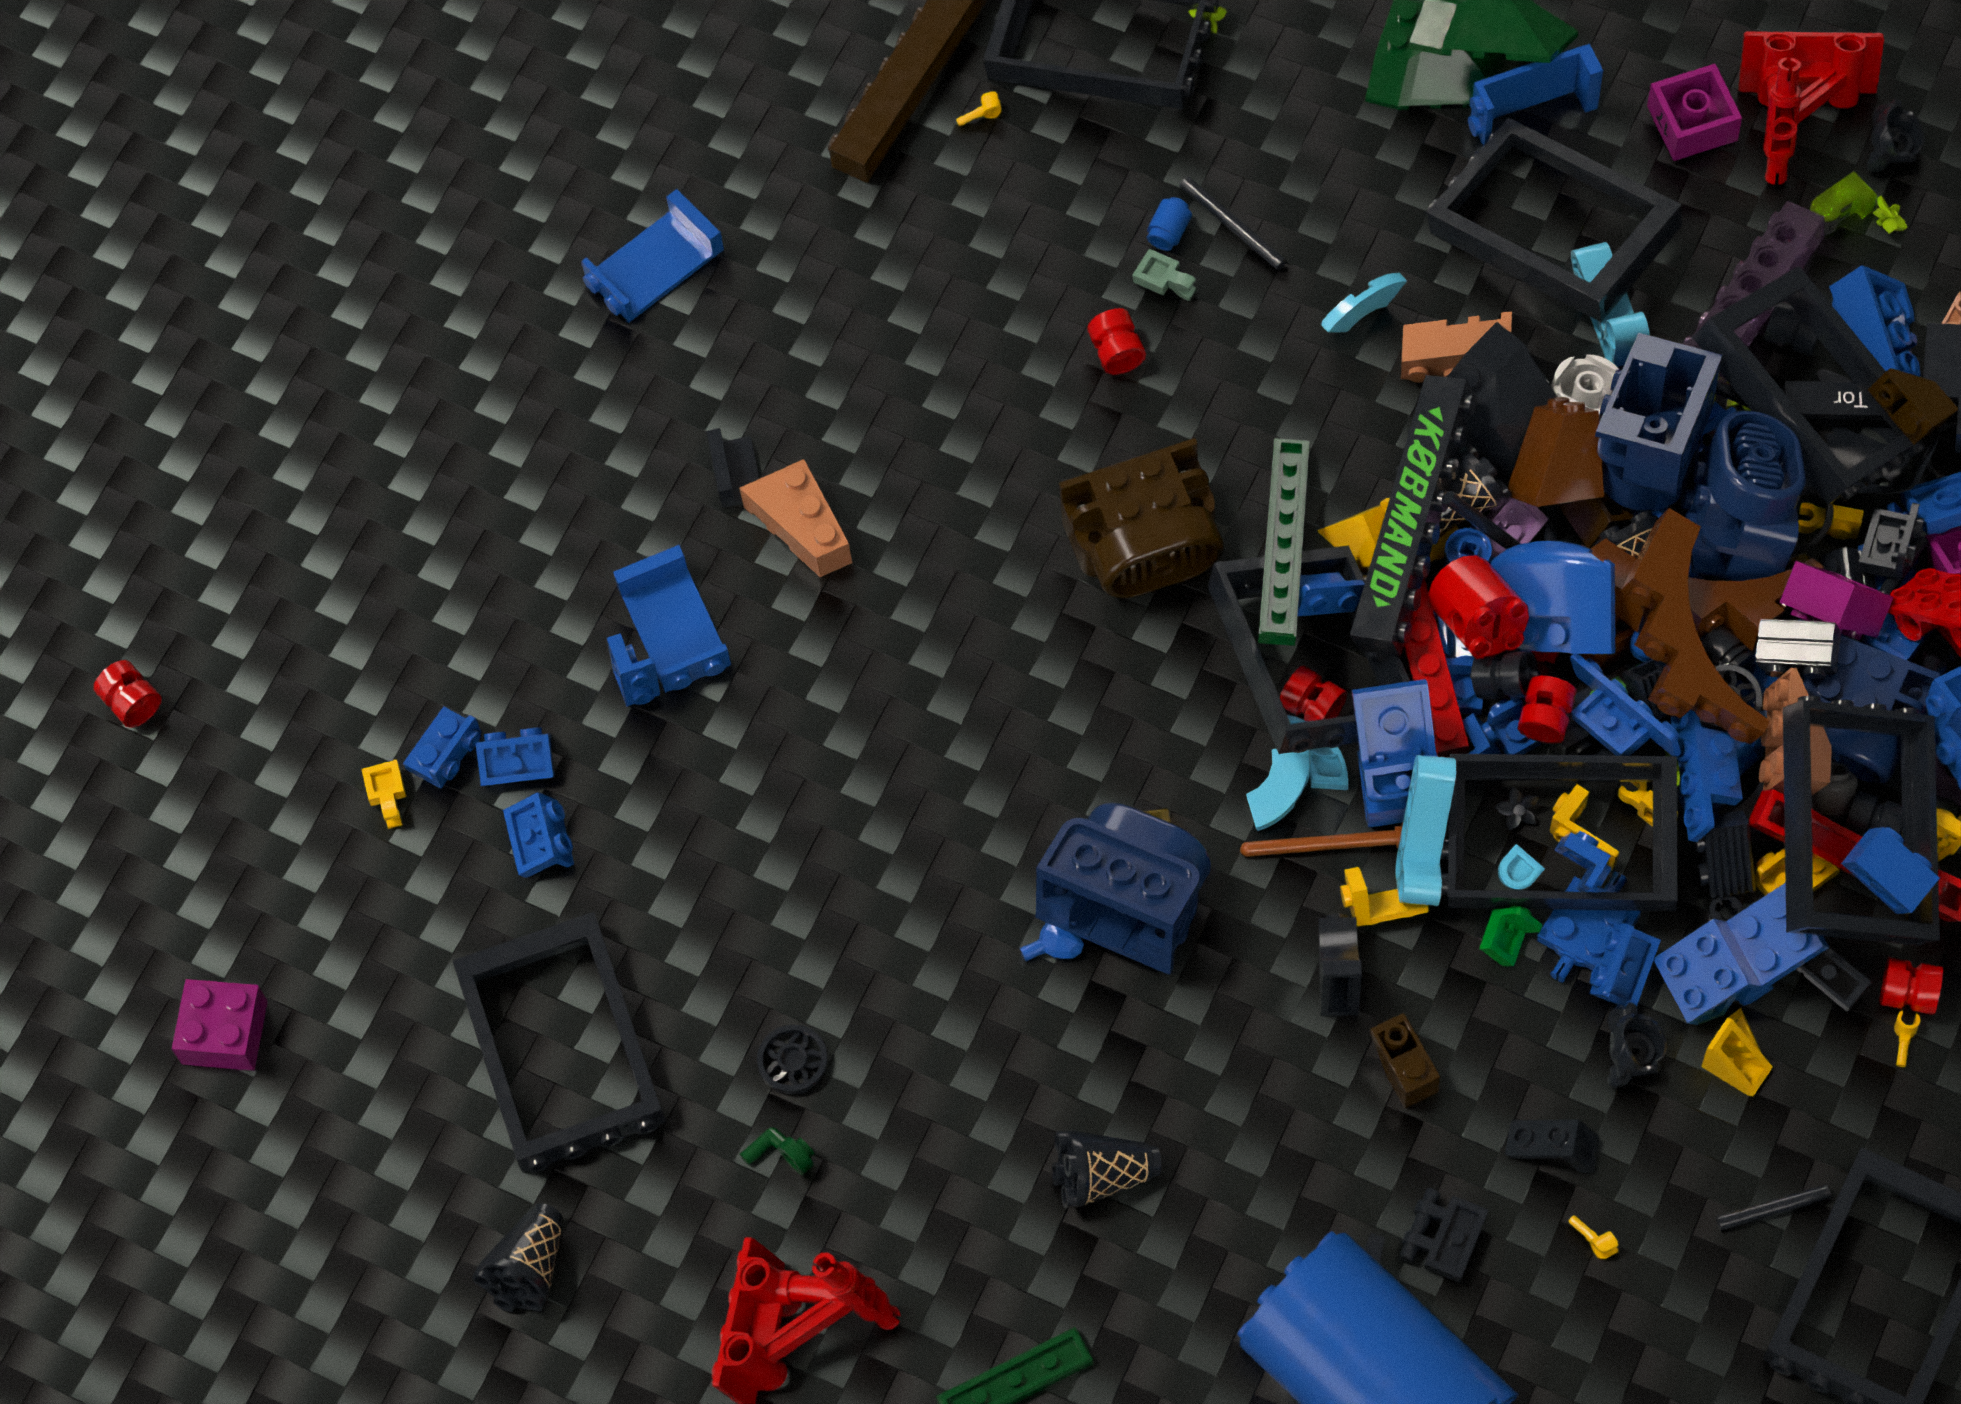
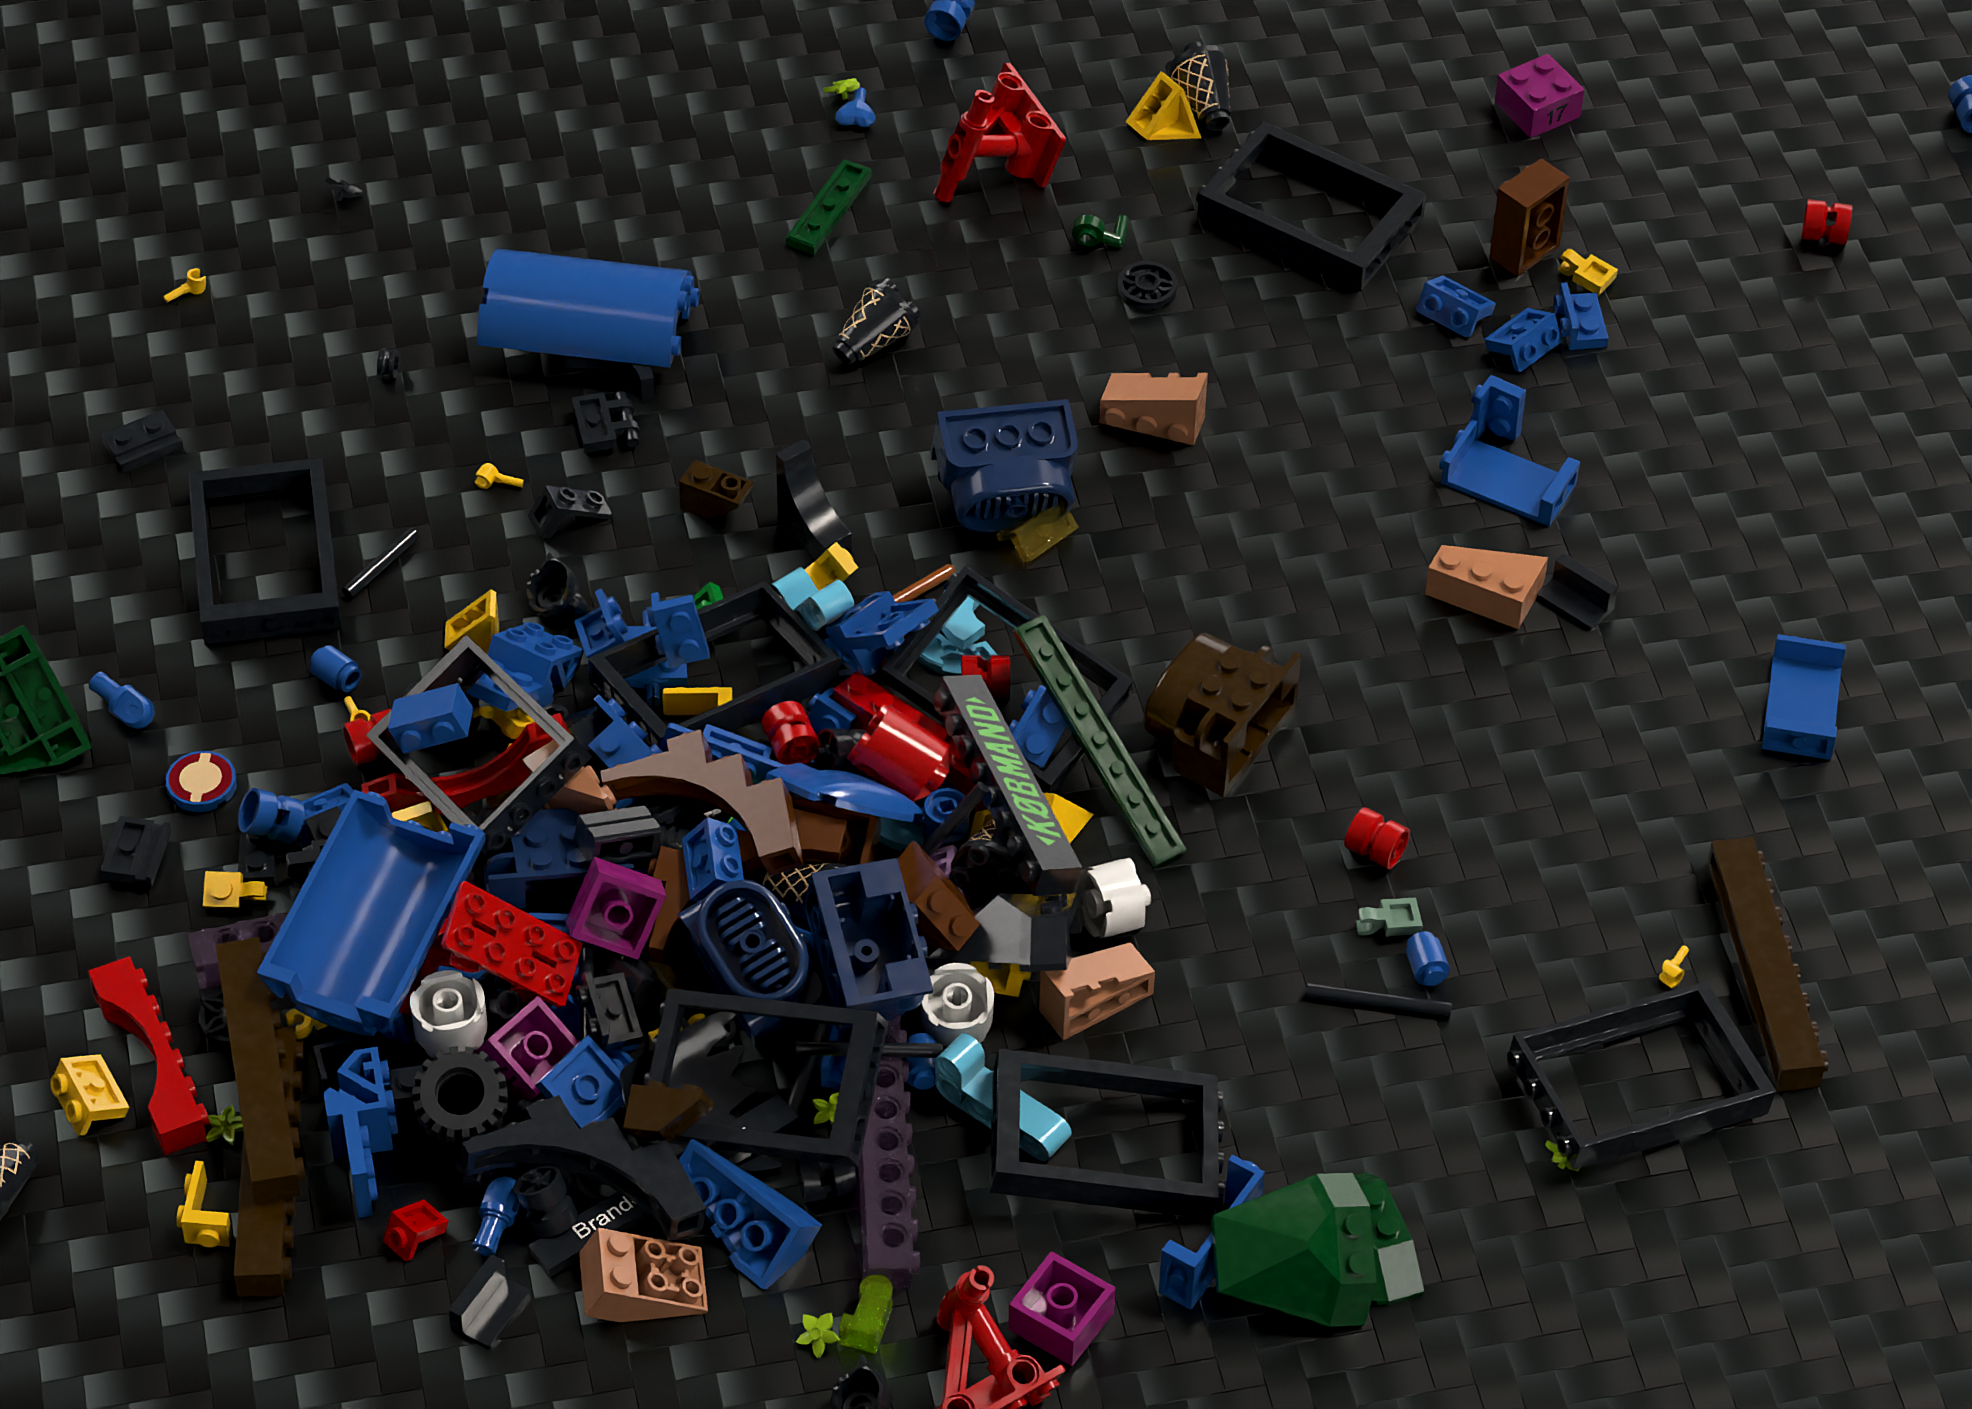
camera: 135 degrees right, 15 degrees down
(399, 847) = (1529, 217): none -> reddish brown brick
(592, 1265) = (1164, 112): none -> yellow slope
(919, 889) = (1156, 406): none -> nougat wedge
(1353, 308) = (1206, 981): medium azure tile -> none
(1382, 411) = (1112, 898): none -> white brick
(1518, 869) = (724, 621): medium azure tile -> none
(1732, 571) = (711, 857): none -> blue bracket
(1898, 1093) = (335, 669): none -> blue brick

